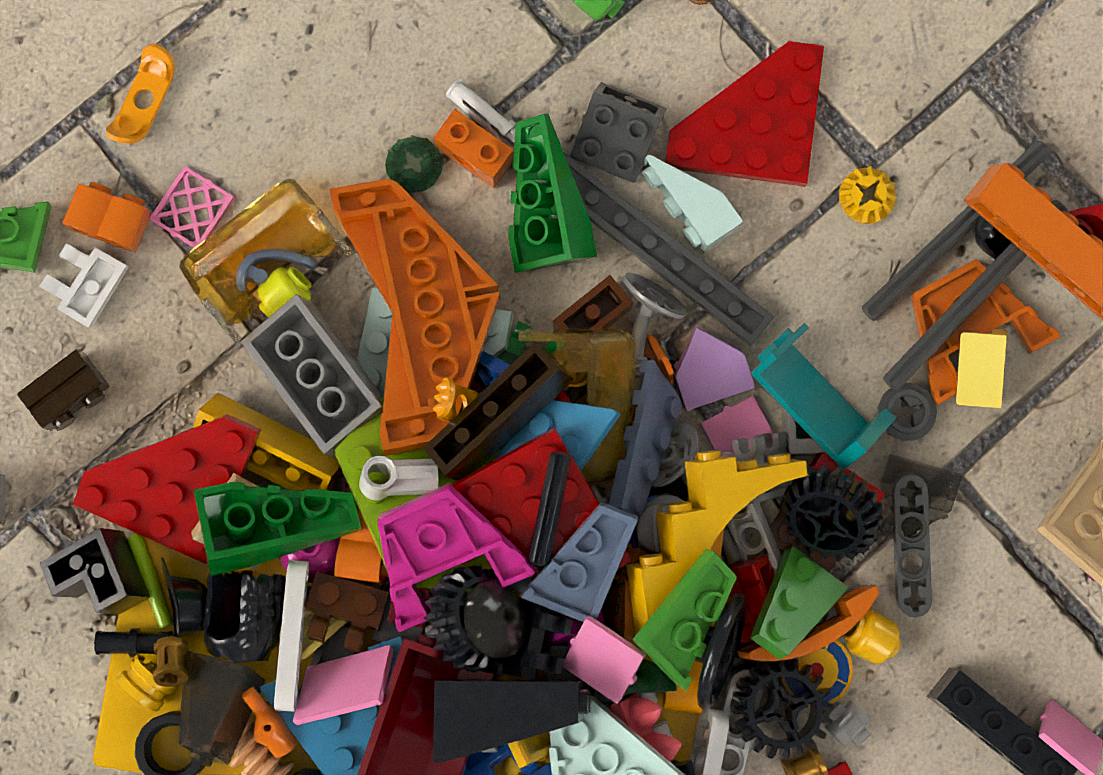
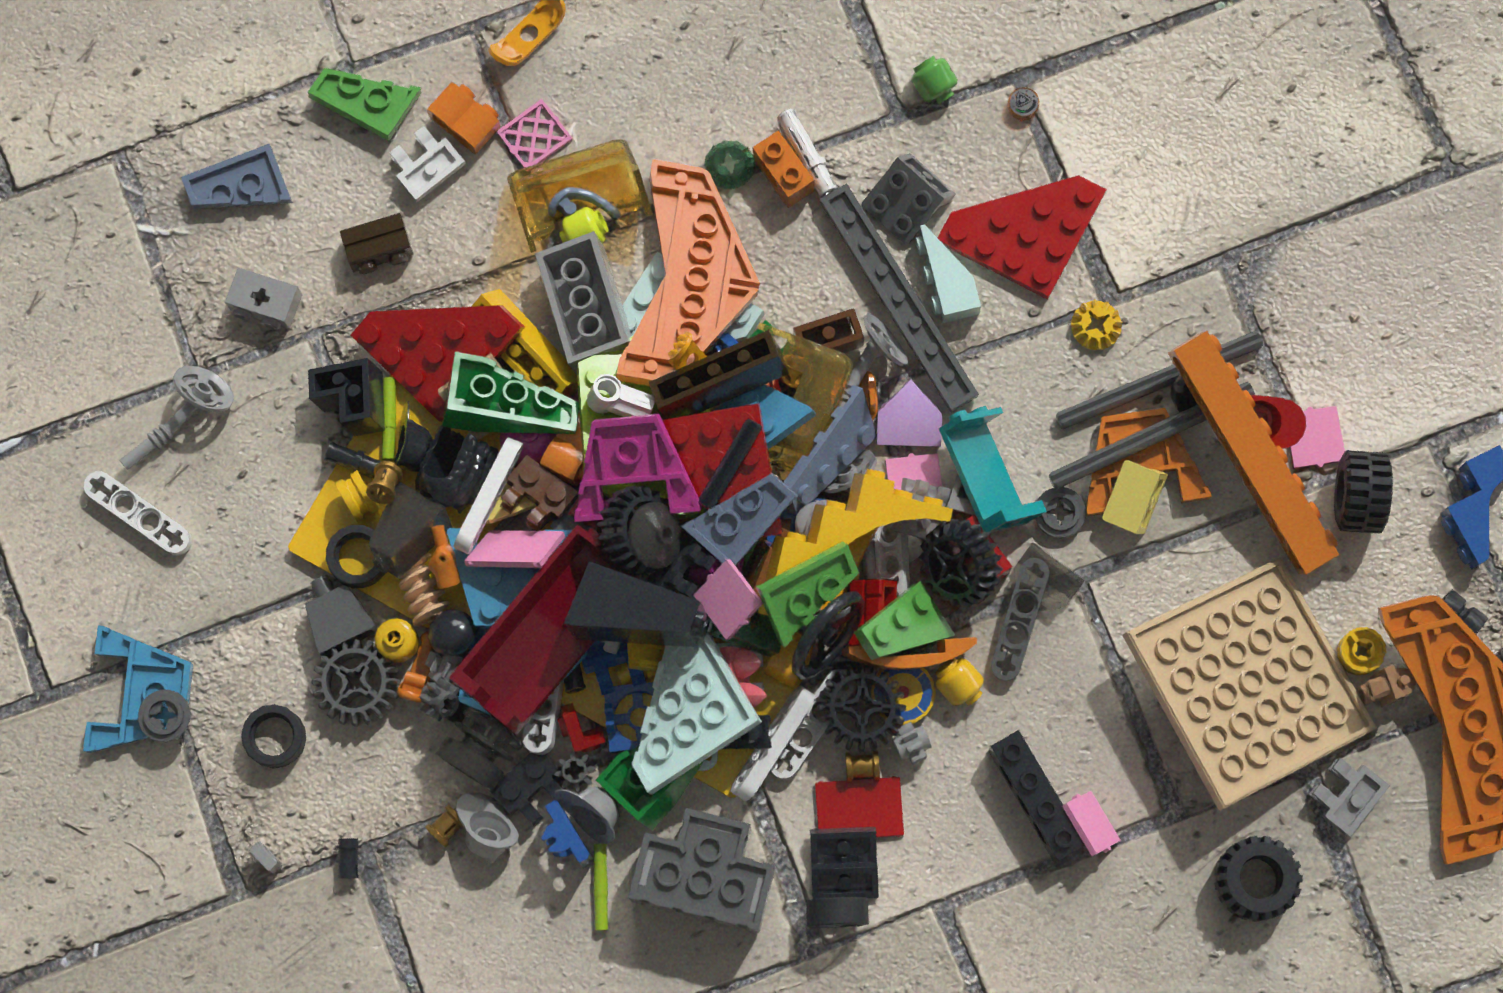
camera: 25 degrees right, 5 degrees down
(548, 209) = (824, 244): green wedge -> none

